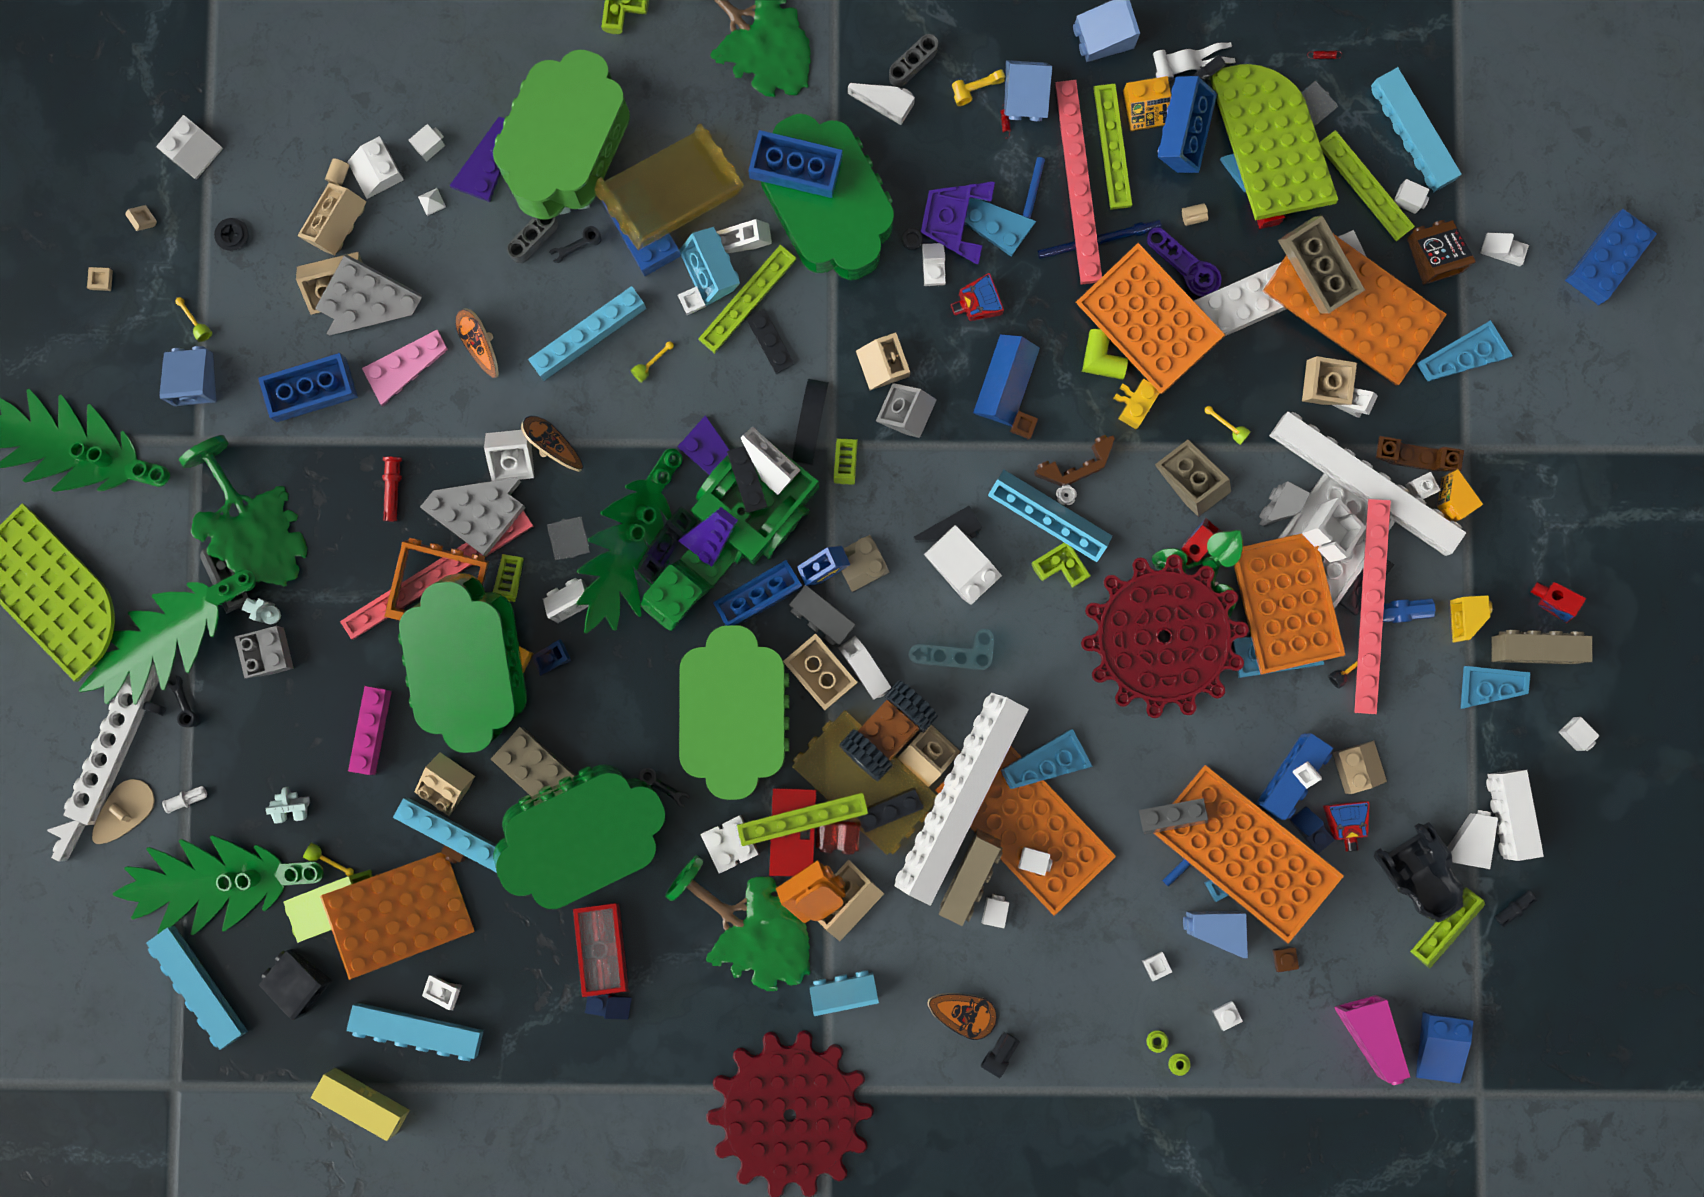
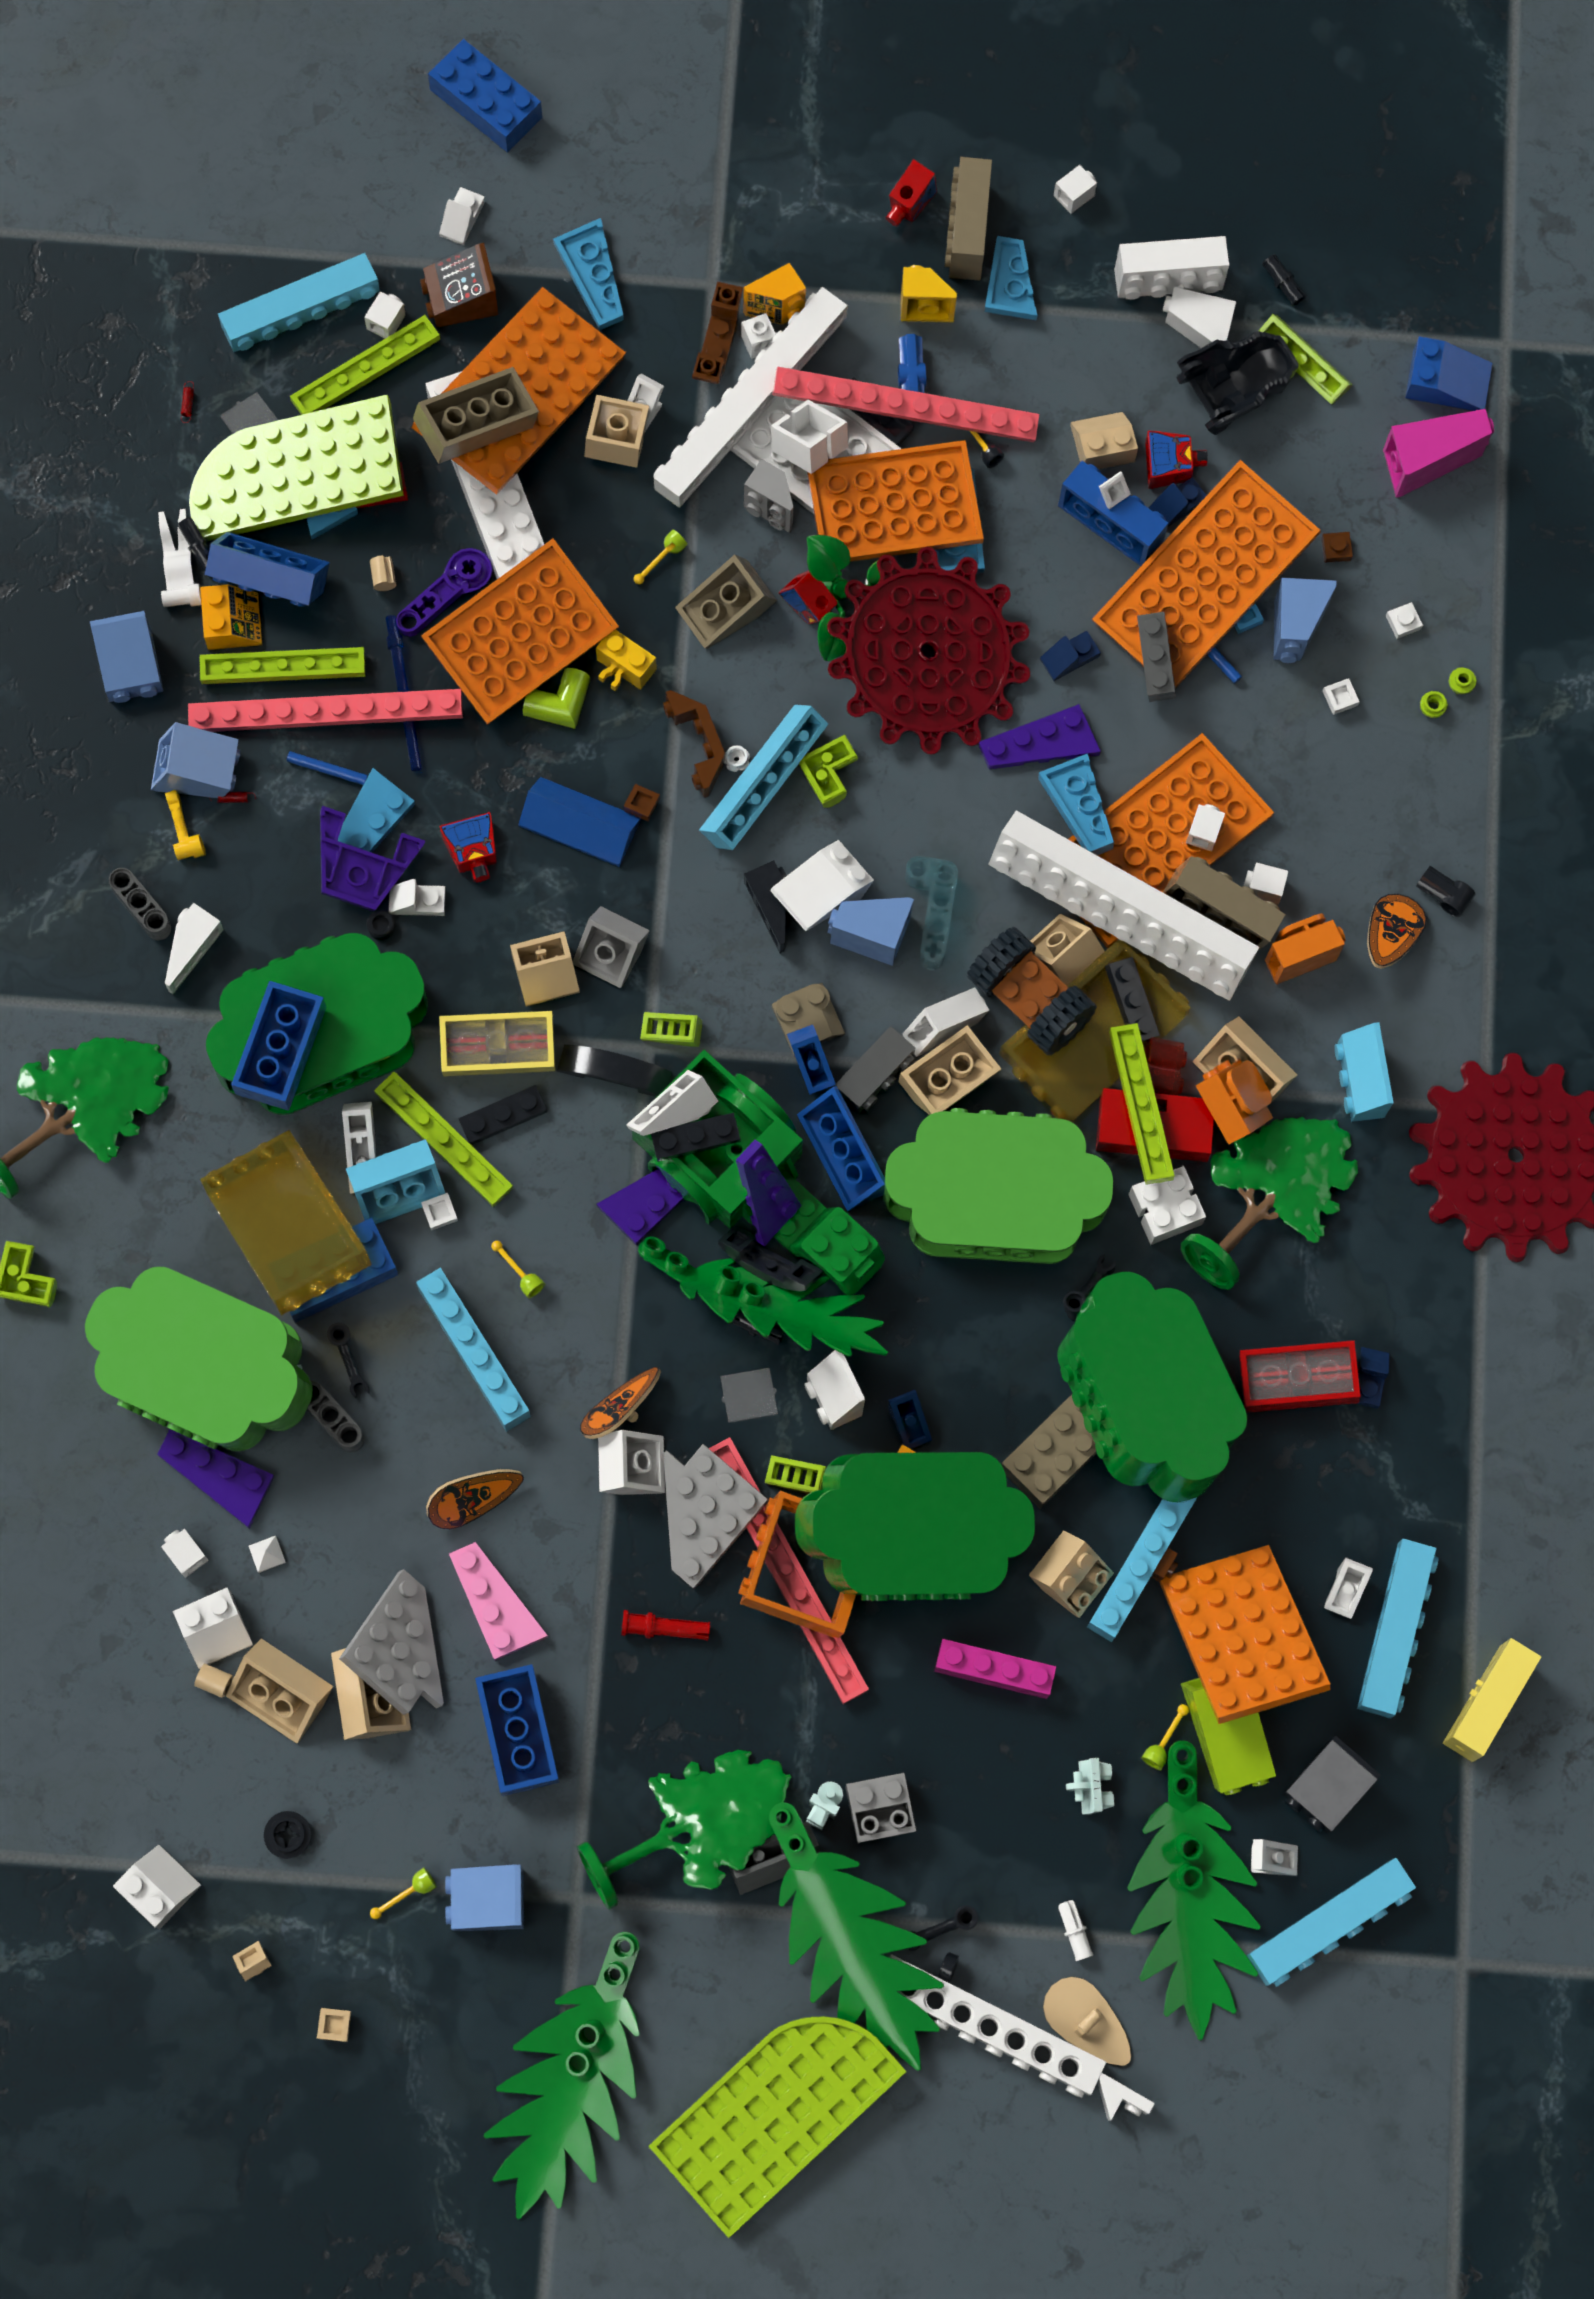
camera: 90 degrees left, 10 degrees down
(241, 942) = (1274, 1858): none -> white slope
(821, 331) = (497, 1043): none -> clear brick
(933, 606) = (871, 926): none -> medium blue slope
(941, 943) = (1304, 947): none -> orange brick
(1101, 732) = (1046, 739): none -> dark purple wing
(1174, 749) = (1069, 655): none -> dark blue slope

